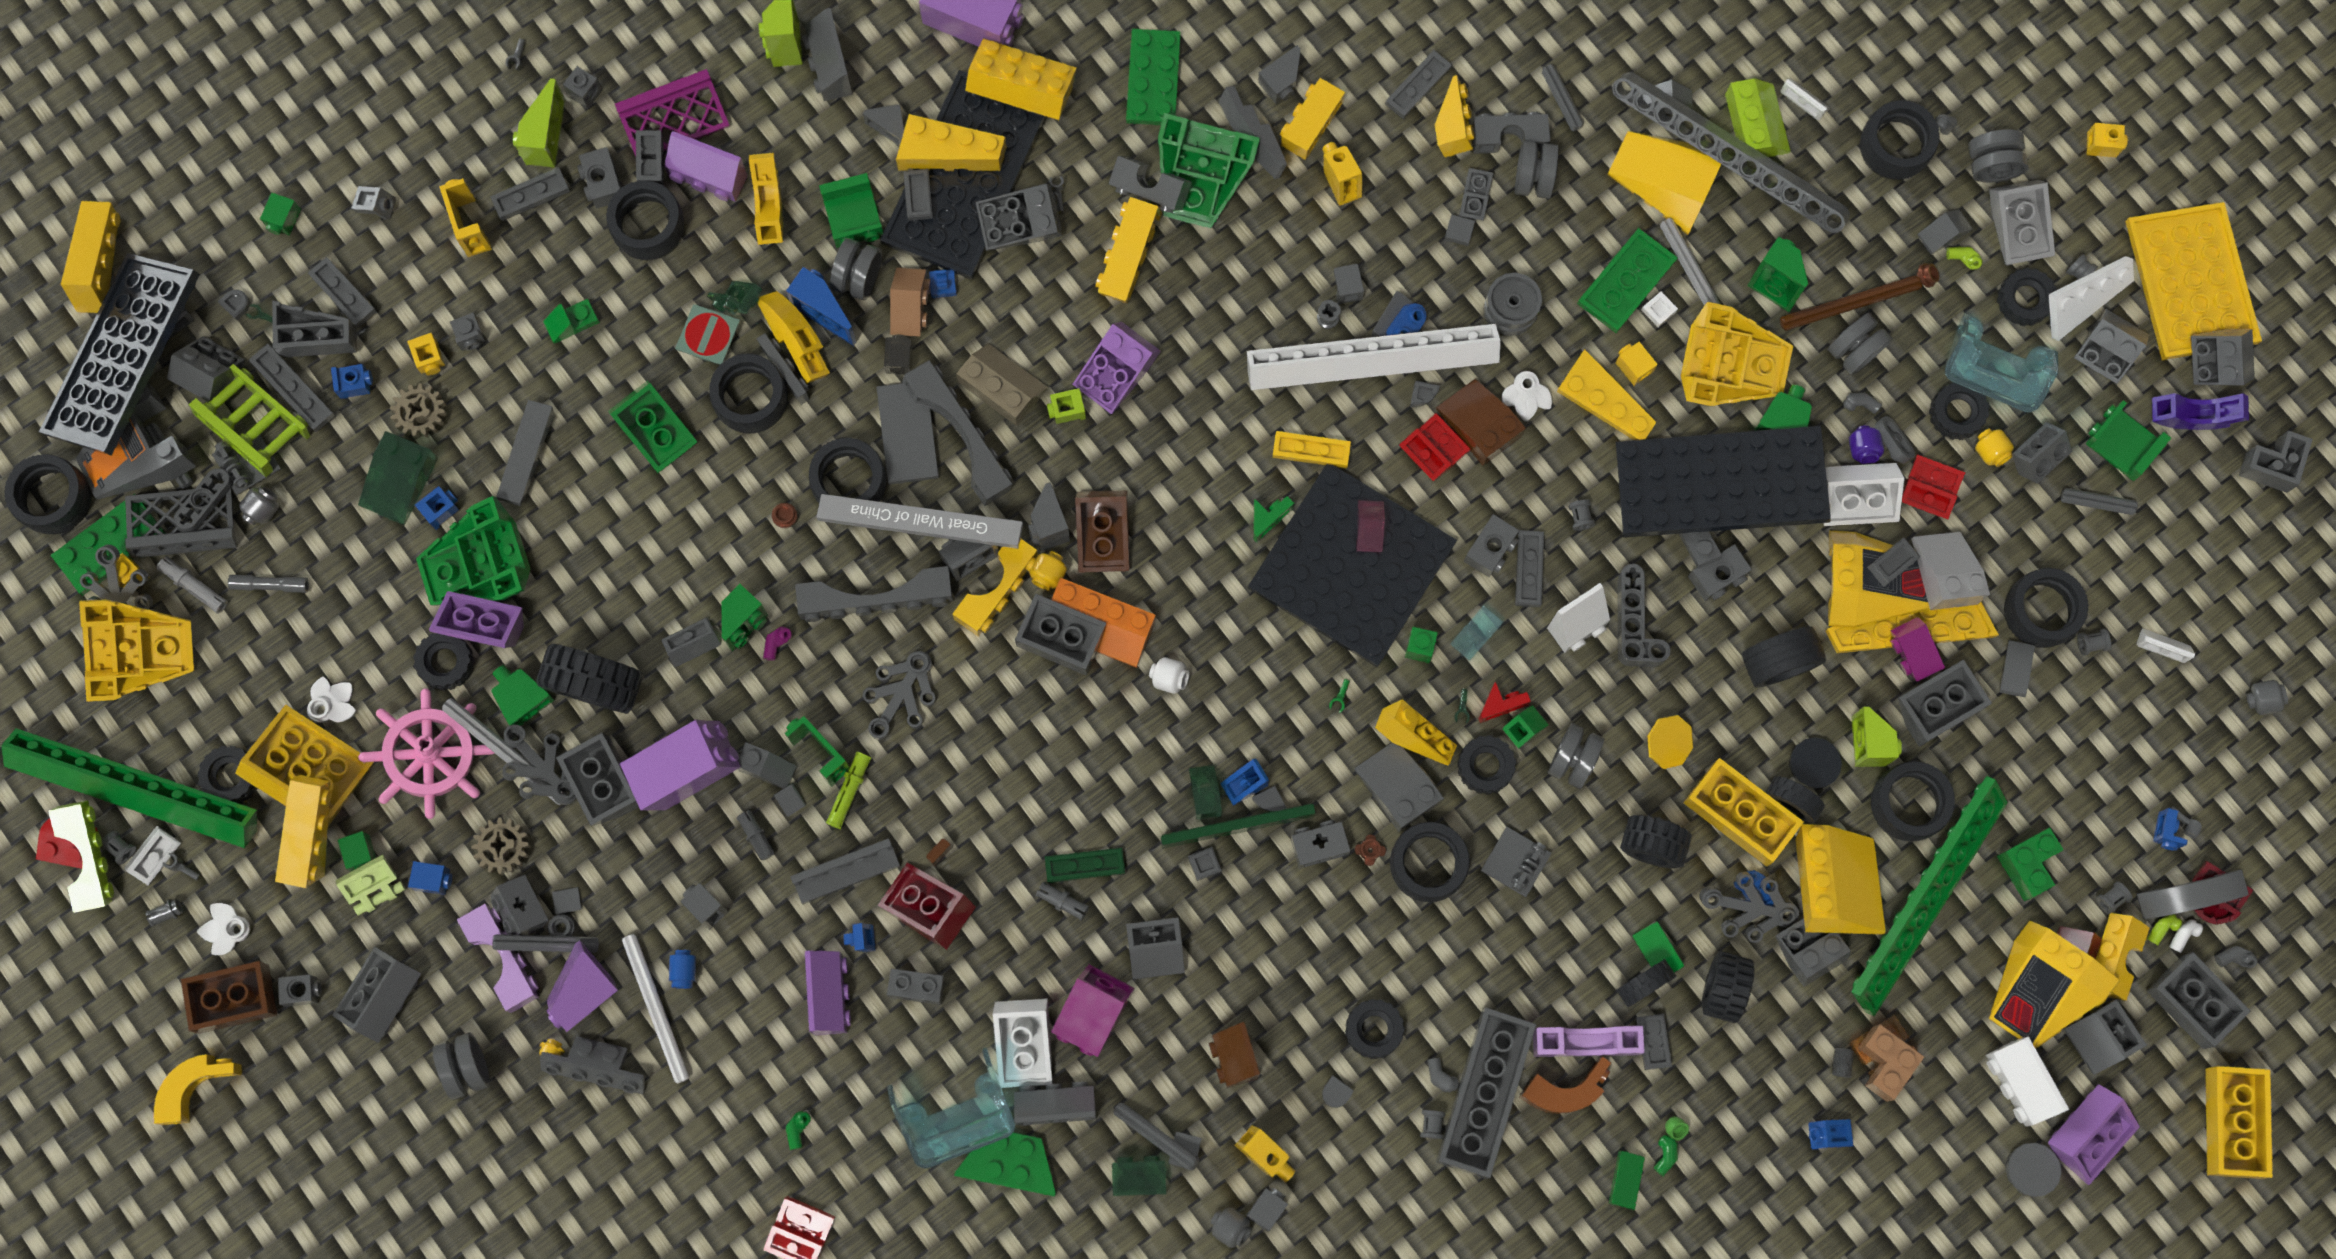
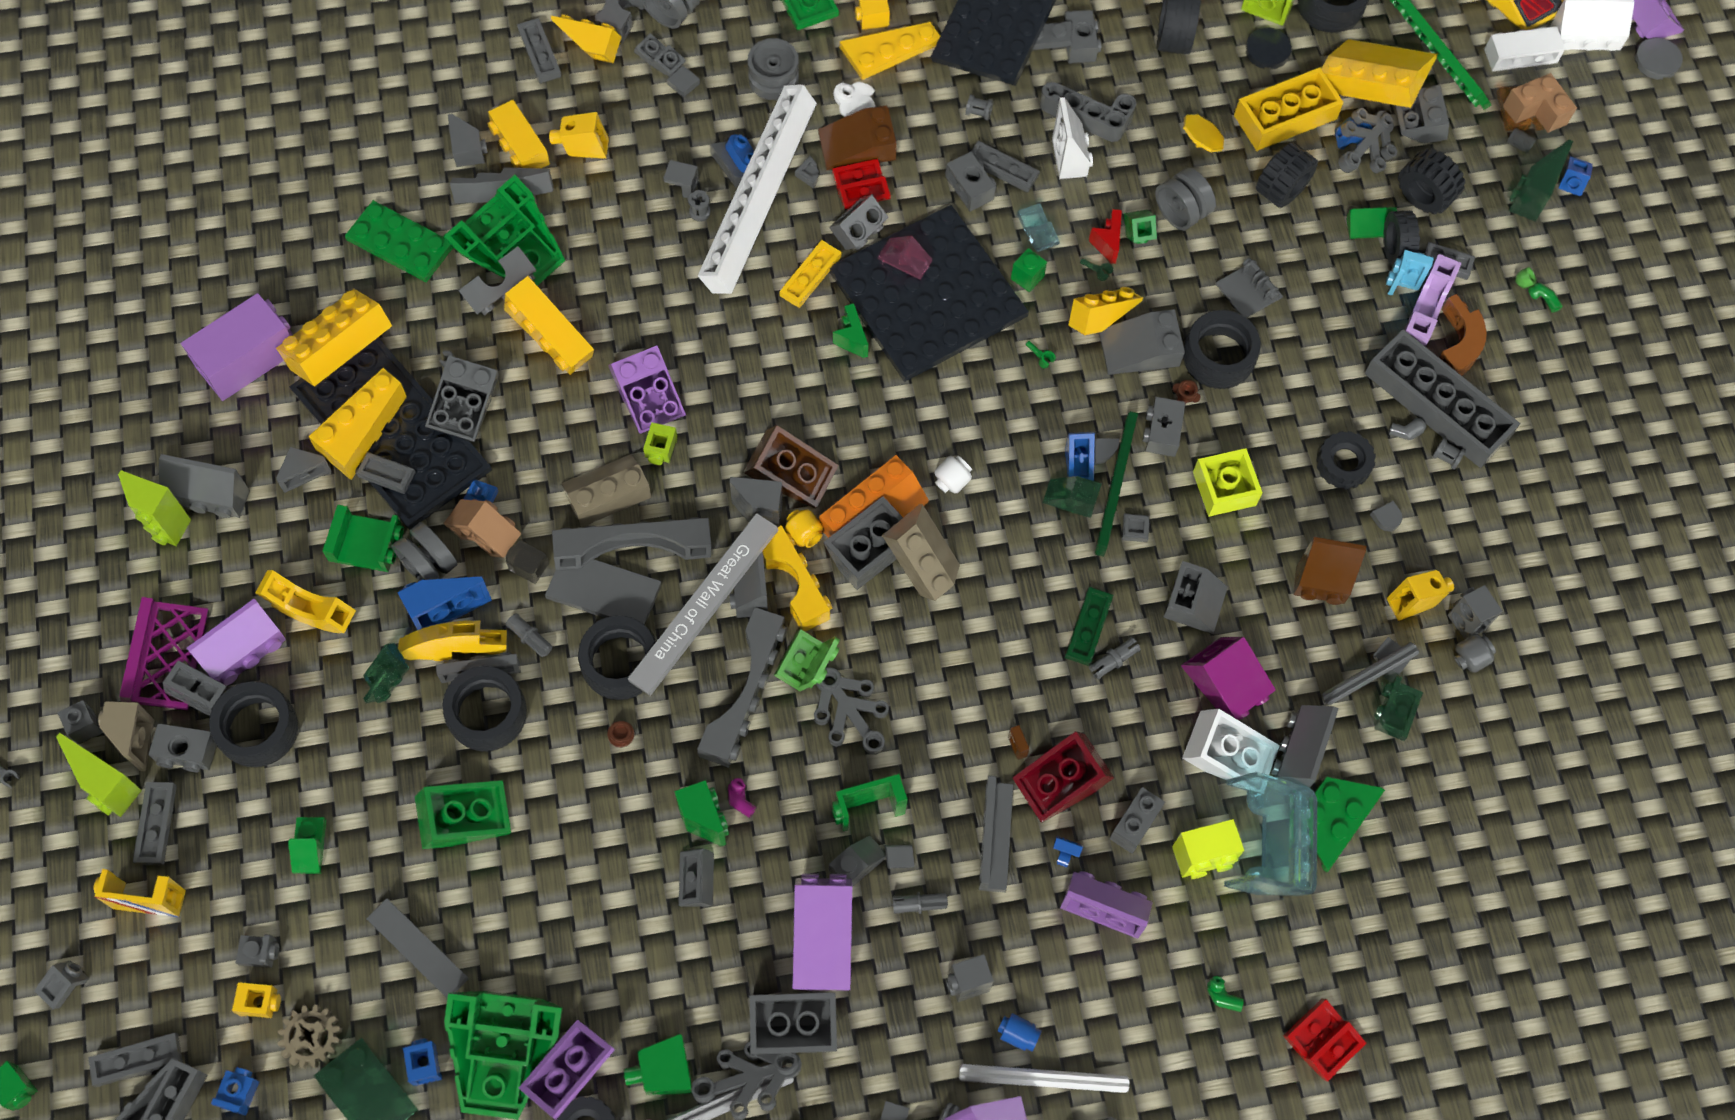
camera: 65 degrees left, 10 degrees down
(587, 129) = (129, 730): none -> dark tan slope
(589, 678) = (690, 979): black tyre -> none
(707, 334) = (403, 721): piece -> none
(834, 394) = (529, 635): none -> dark grey axle
(848, 790) = (940, 820): lime pin -> none
(915, 1058) = (1208, 849): none -> neon yellow brick
(922, 634) = (806, 660): none -> bright green bracket
(1070, 686) = (923, 553): none -> dark tan slope
(1287, 926) = (1227, 482): none -> neon yellow brick
(1387, 459) = (856, 218): none -> dark grey brick
(1486, 745) = (1164, 256): black tyre -> none
(1615, 1007) = (1409, 271): none -> medium azure bracket
(1626, 1180) = (1553, 335): green slope -> none
(1787, 1096) = (1539, 183): none -> clear green slope
(1796, 799) = (1297, 62): black tyre -> none
(1961, 1023) = (1524, 48): none -> white brick

